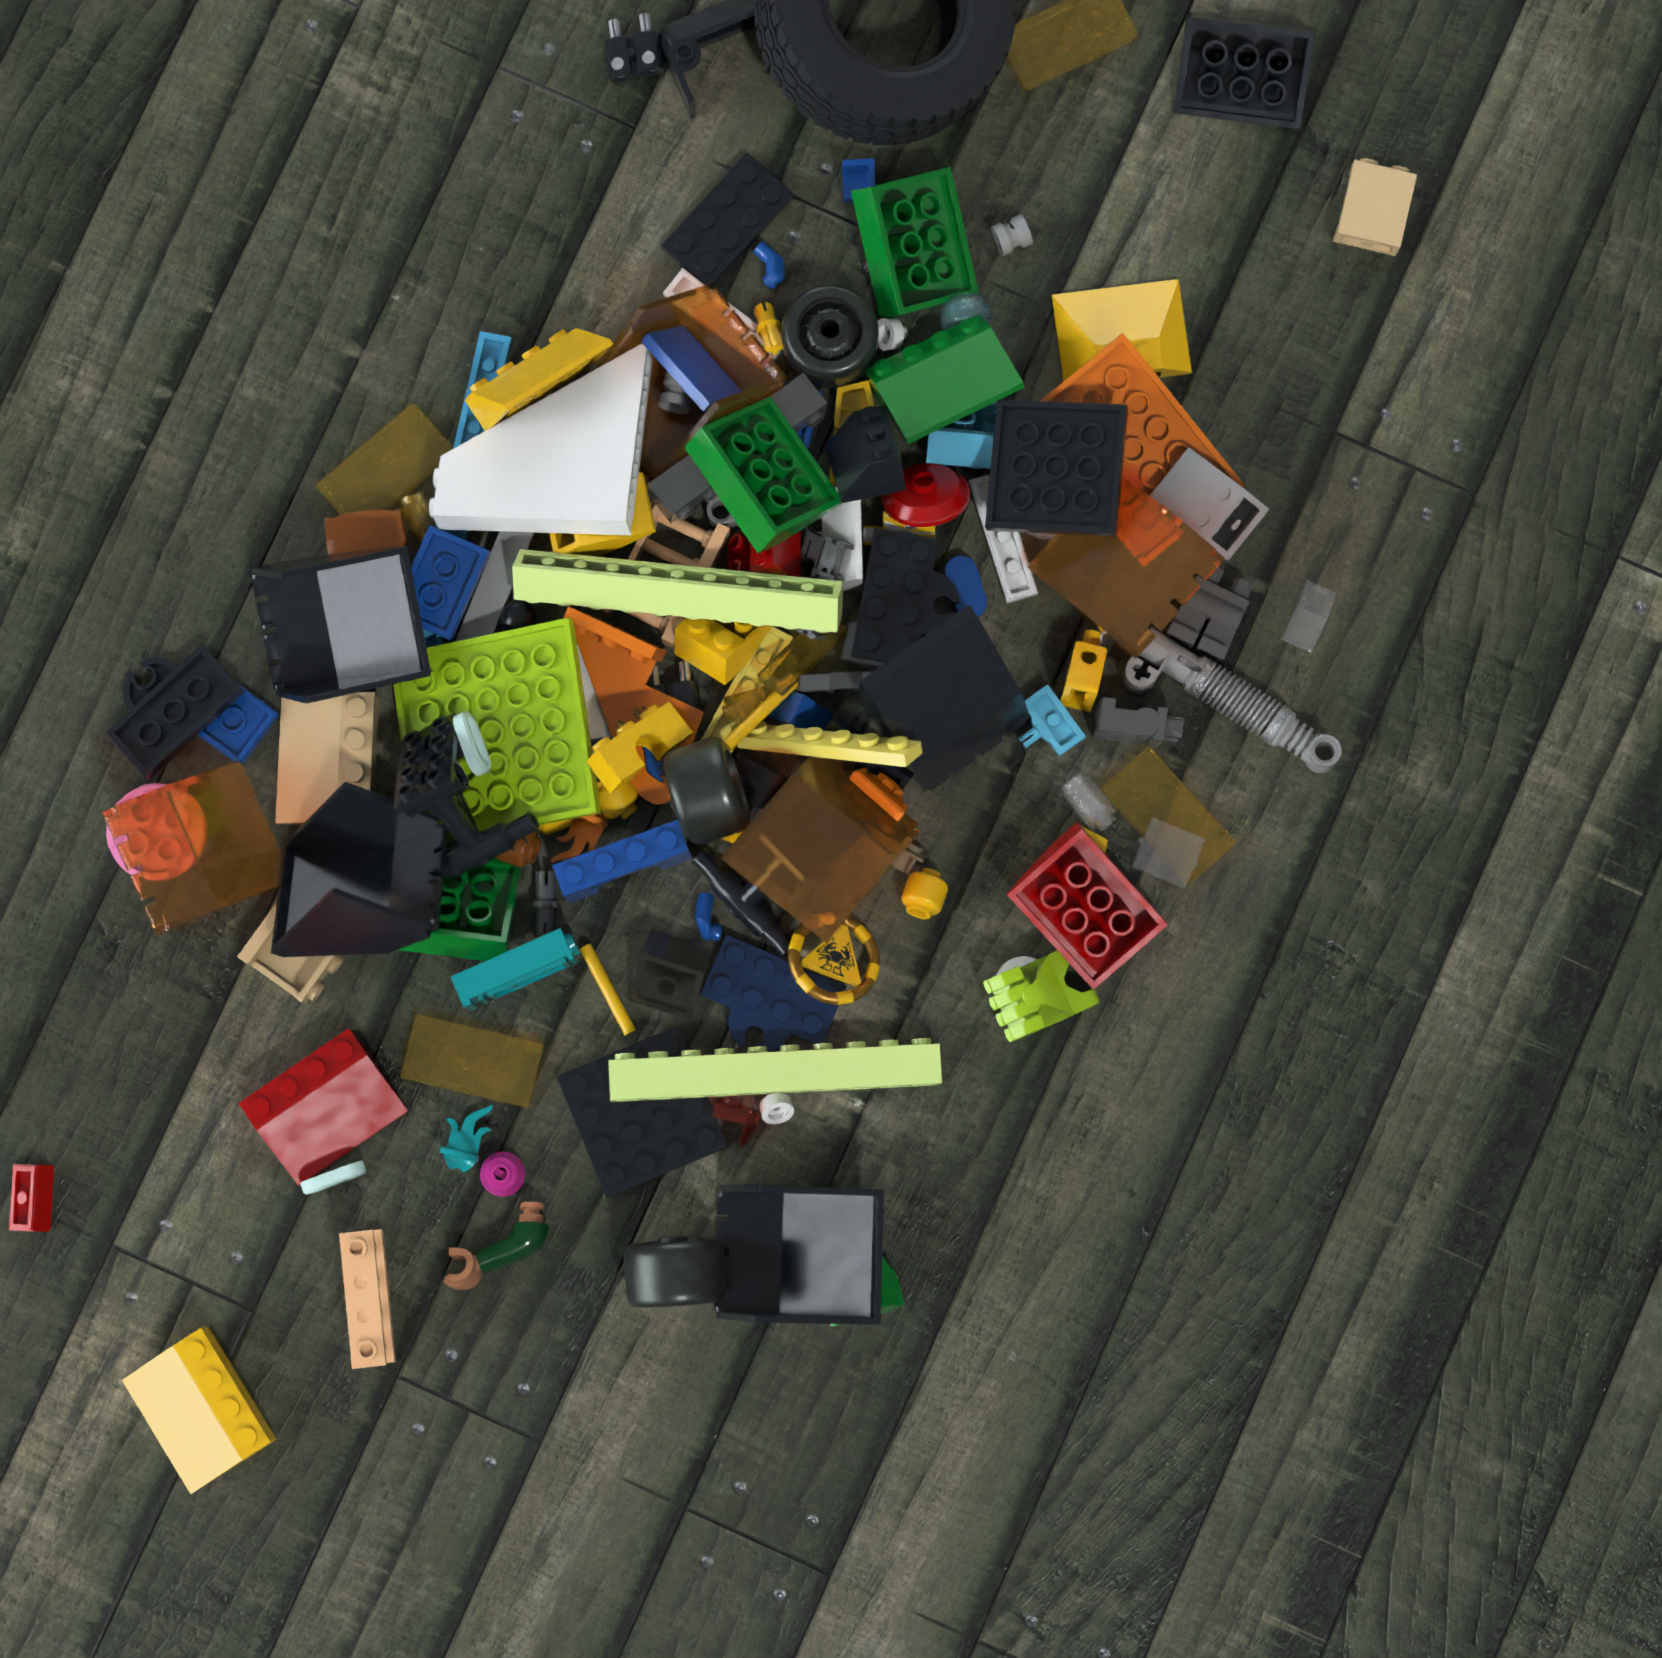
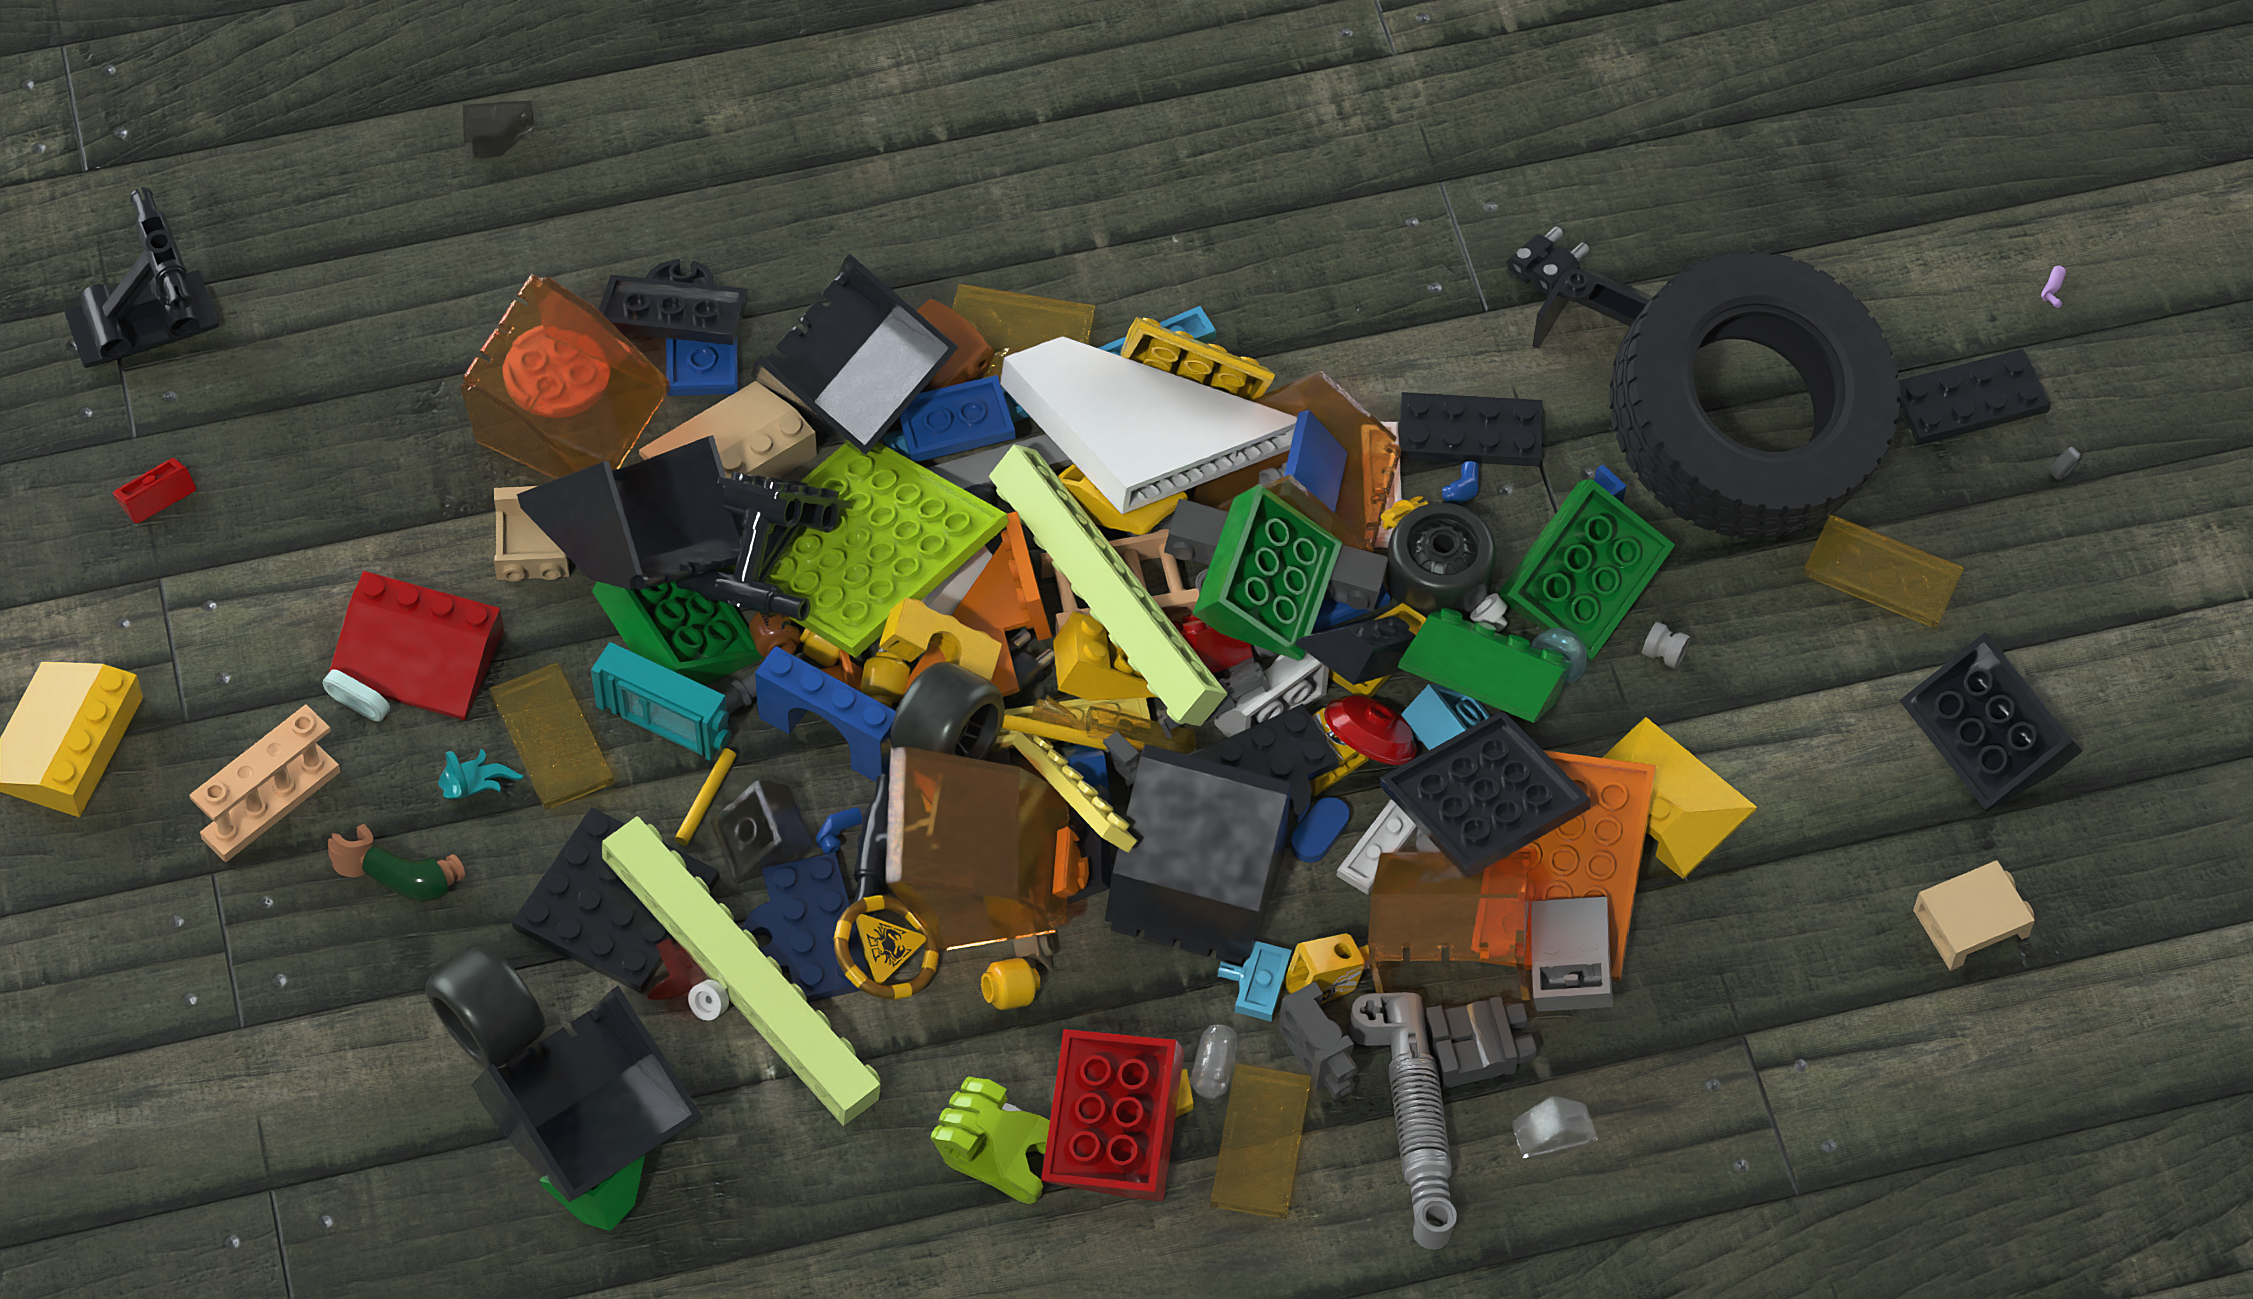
camera: 50 degrees right, 25 degrees down
(472, 743) = (832, 524): light aqua tile -> none
(511, 1178) = (466, 826): dark pink cone -> none
(1168, 853) = (1225, 1160): clear piece -> none

